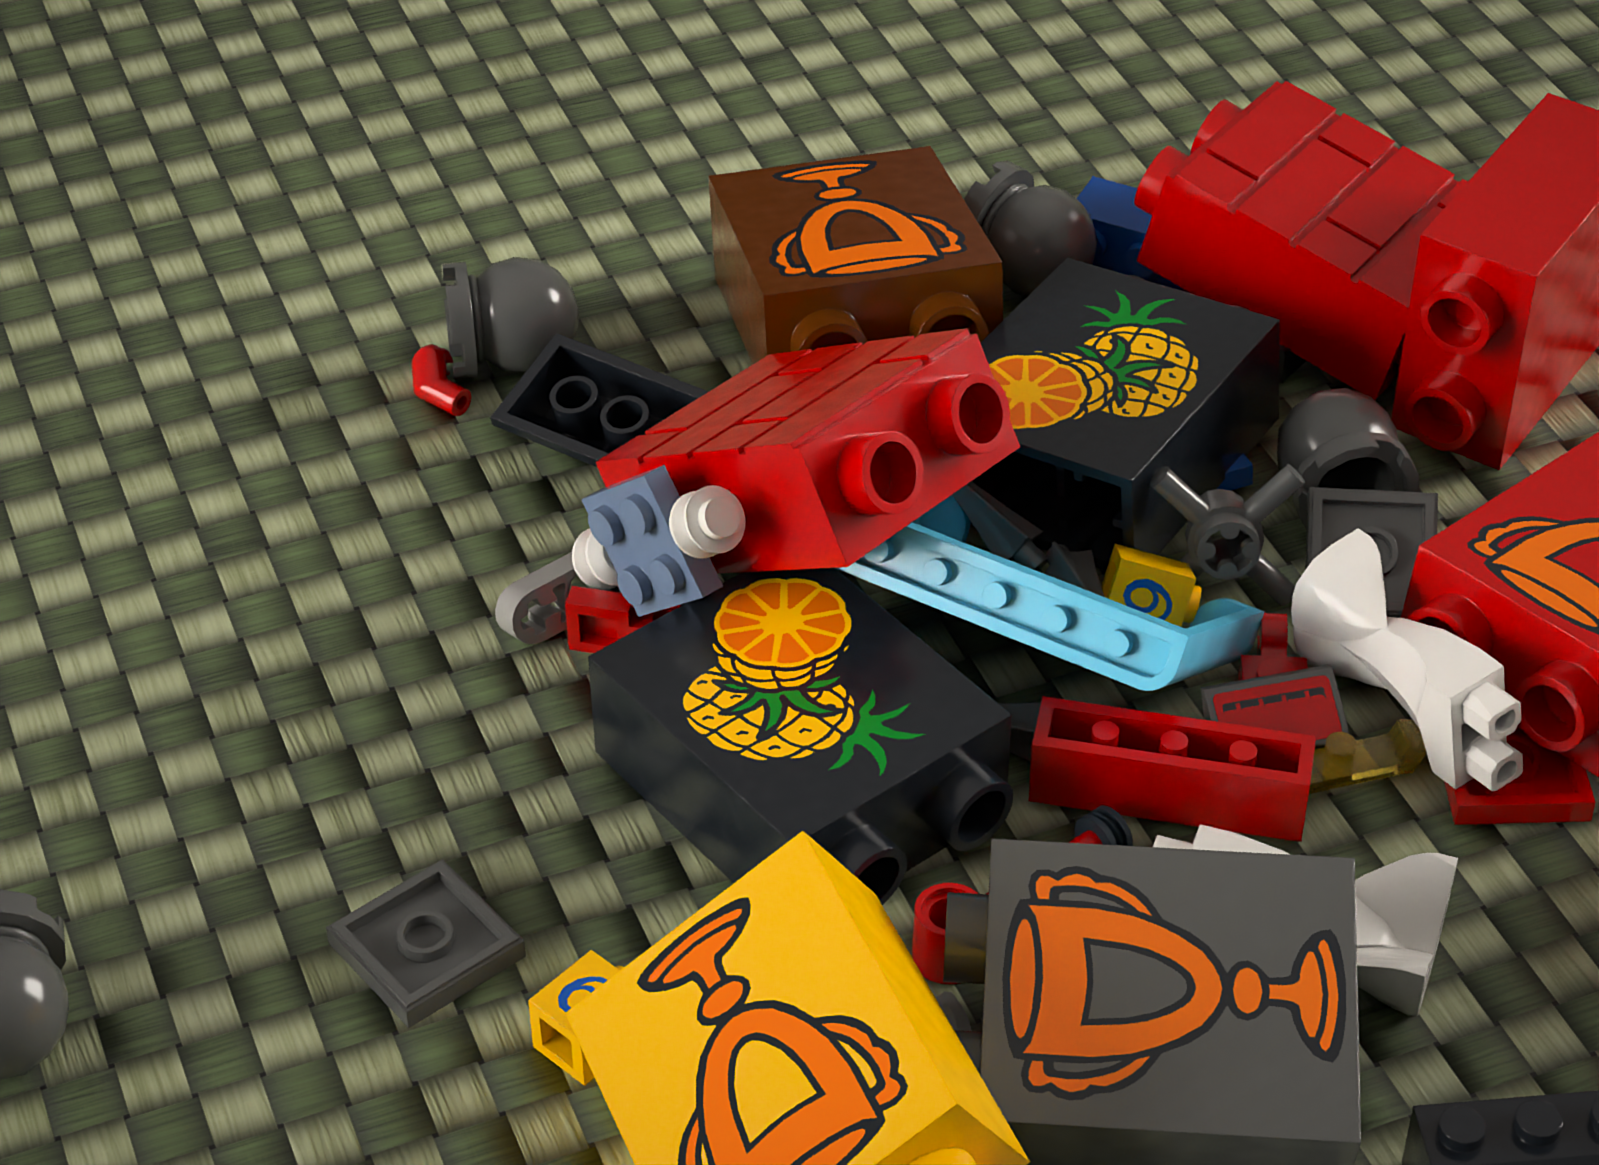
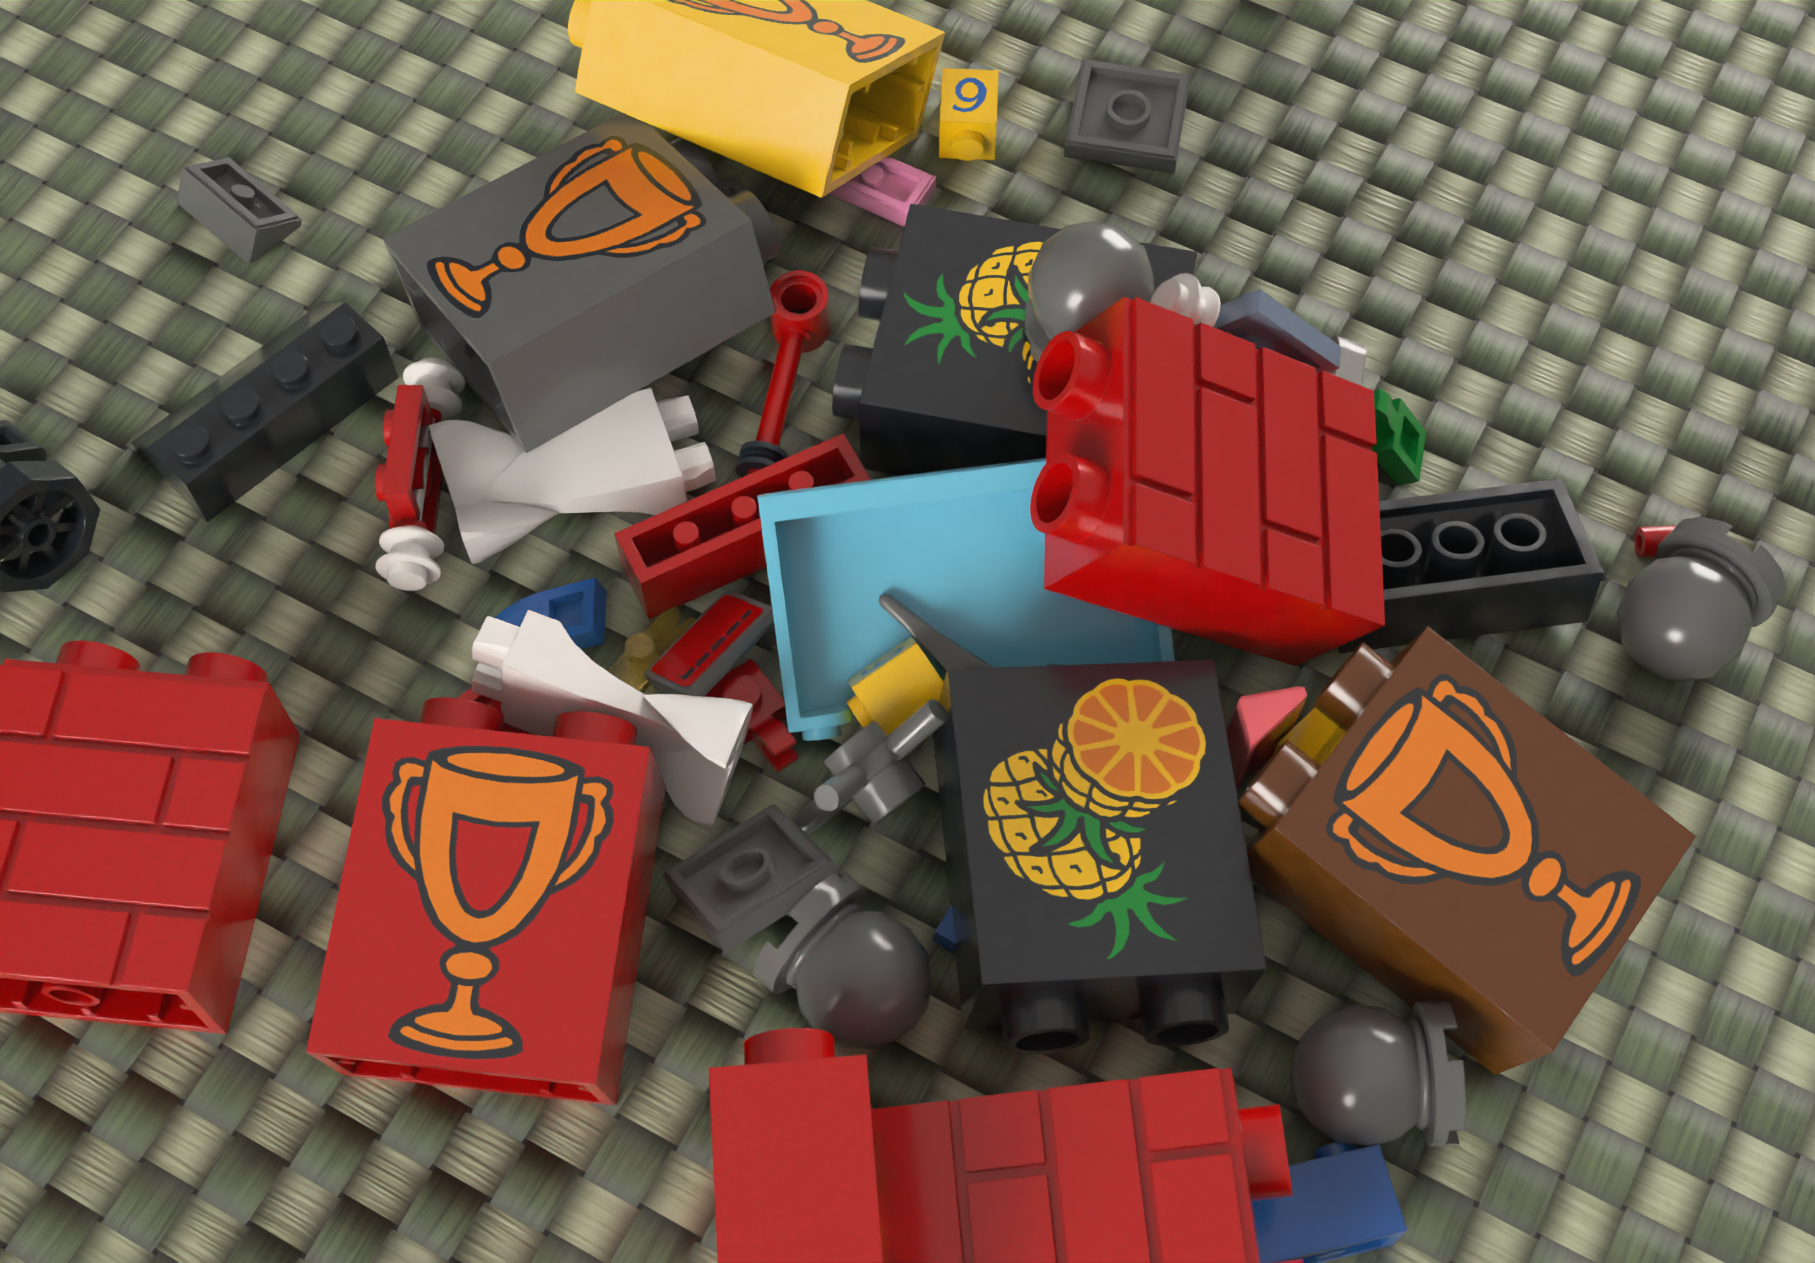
camera: 140 degrees right, 20 degrees up
(554, 538) = (1398, 439): none -> green plate
(755, 613) = (1080, 276): none -> dark grey tile
(1399, 821) = (576, 605): none -> blue plate
(1455, 977) = (413, 474): none -> plate

